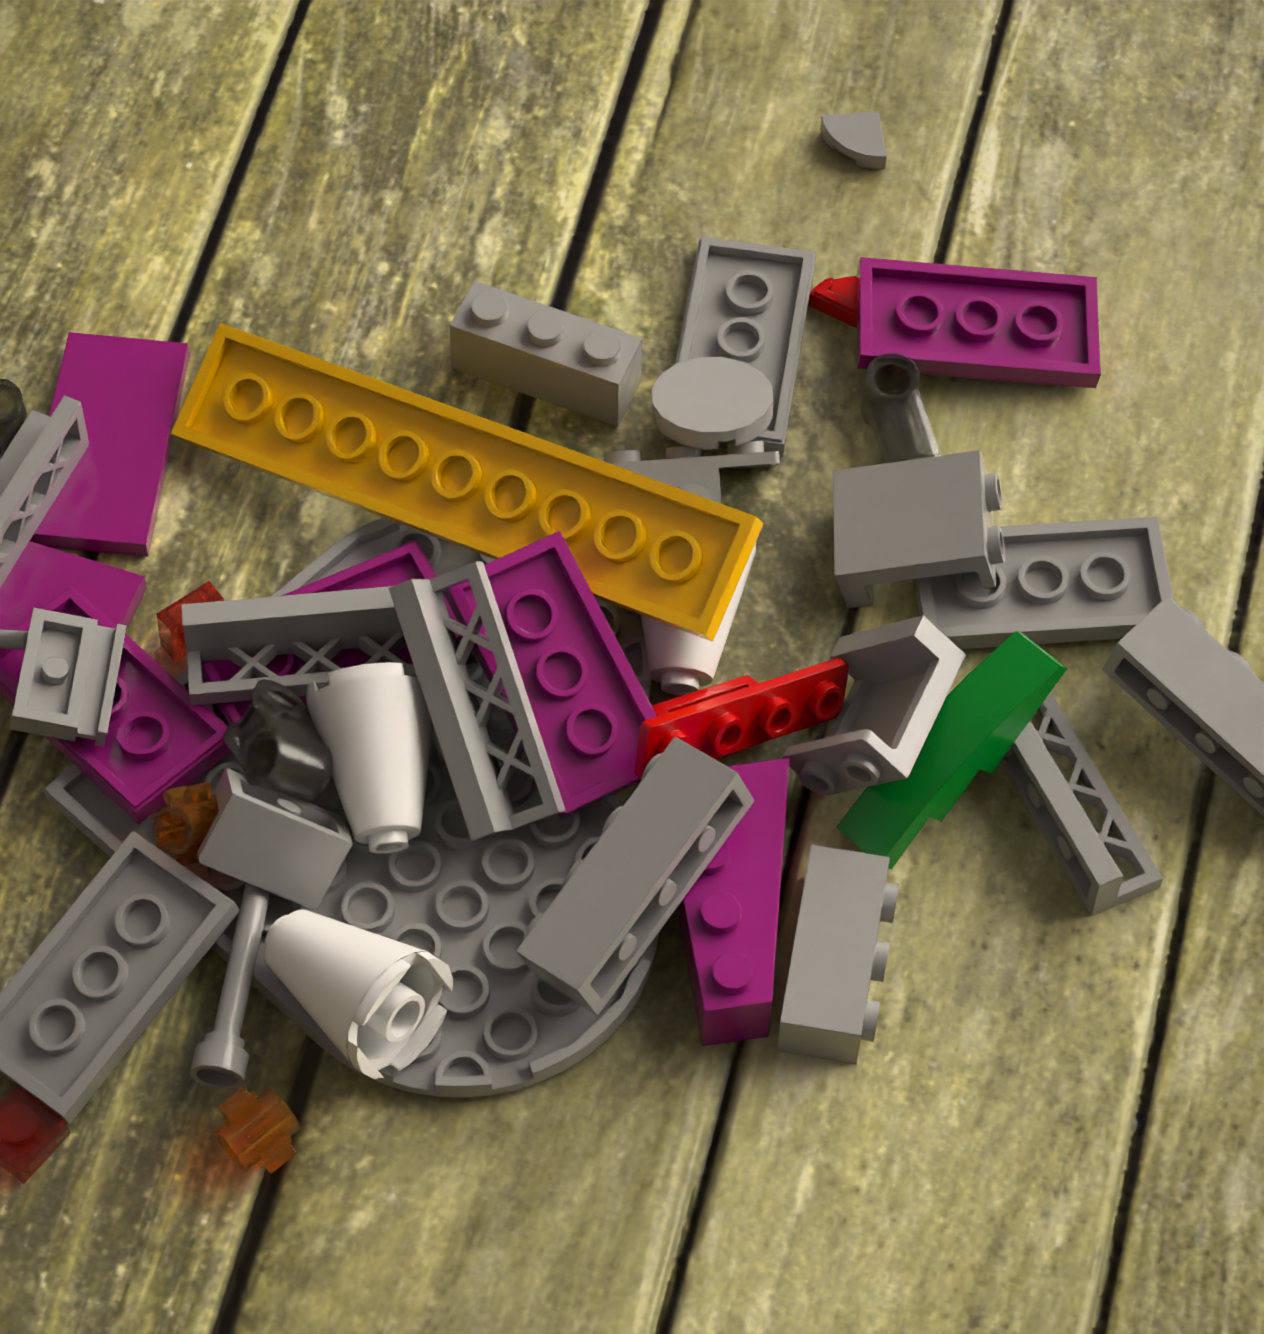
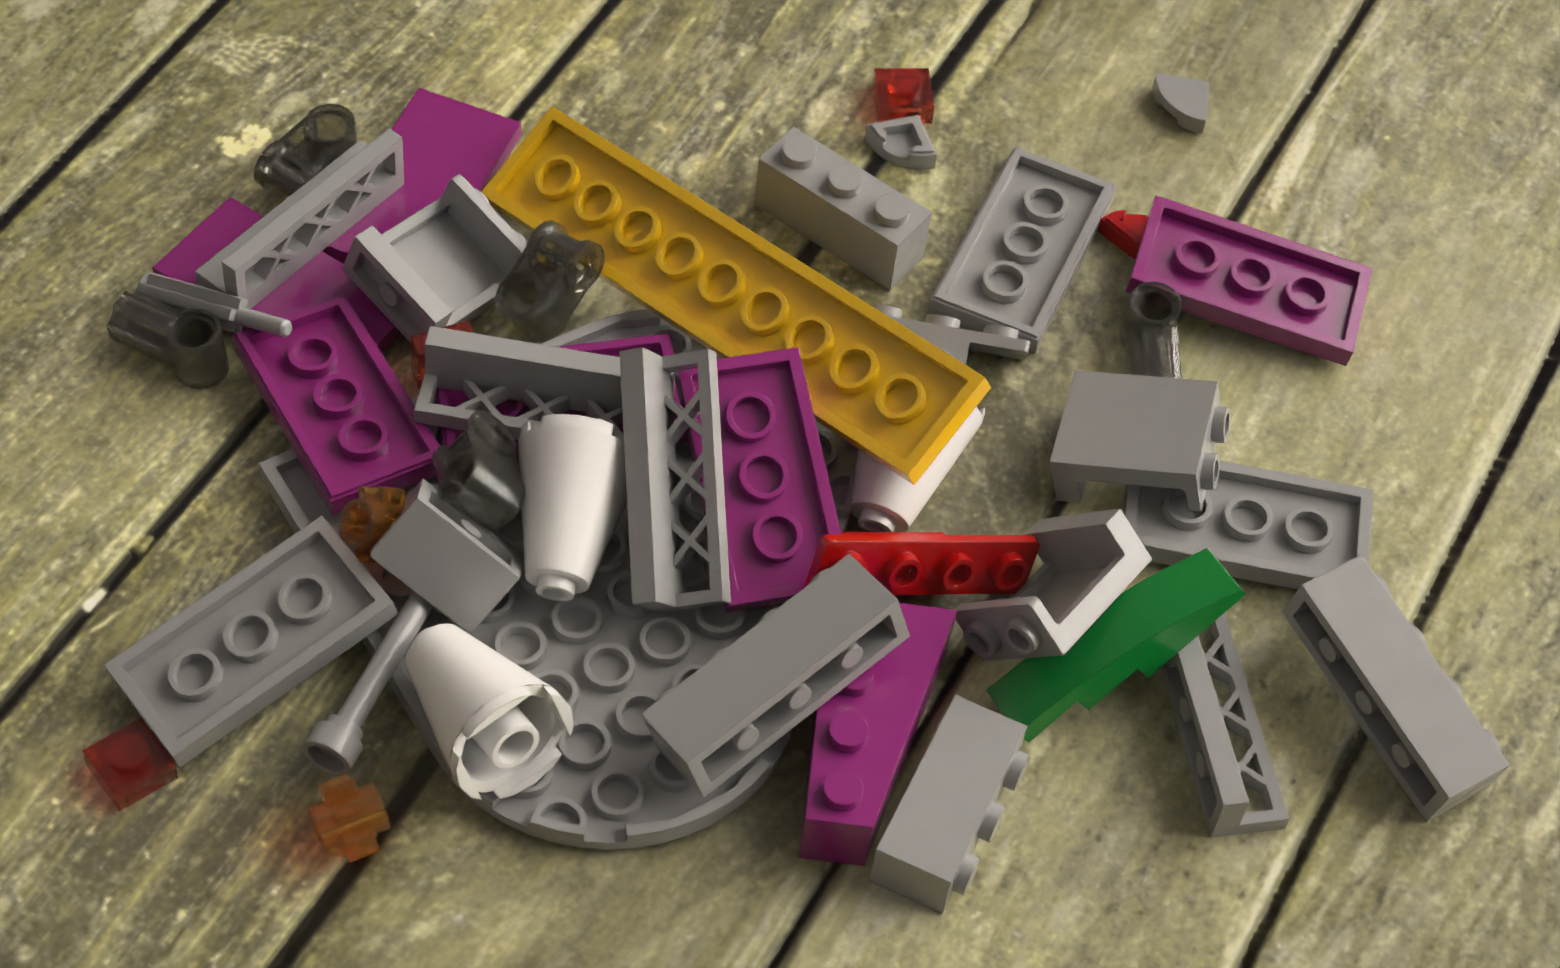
camera: 10 degrees right, 5 degrees down
(68, 677) = (308, 367): light grey plate -> none
(159, 524) = (438, 262): none -> light grey panel
(277, 511) = (548, 281): none -> clear smoke piece
(569, 208) = (903, 94): none -> clear red plate
(584, 260) = (902, 142): none -> light grey tile
(712, 402) = (980, 283): light grey tile -> none

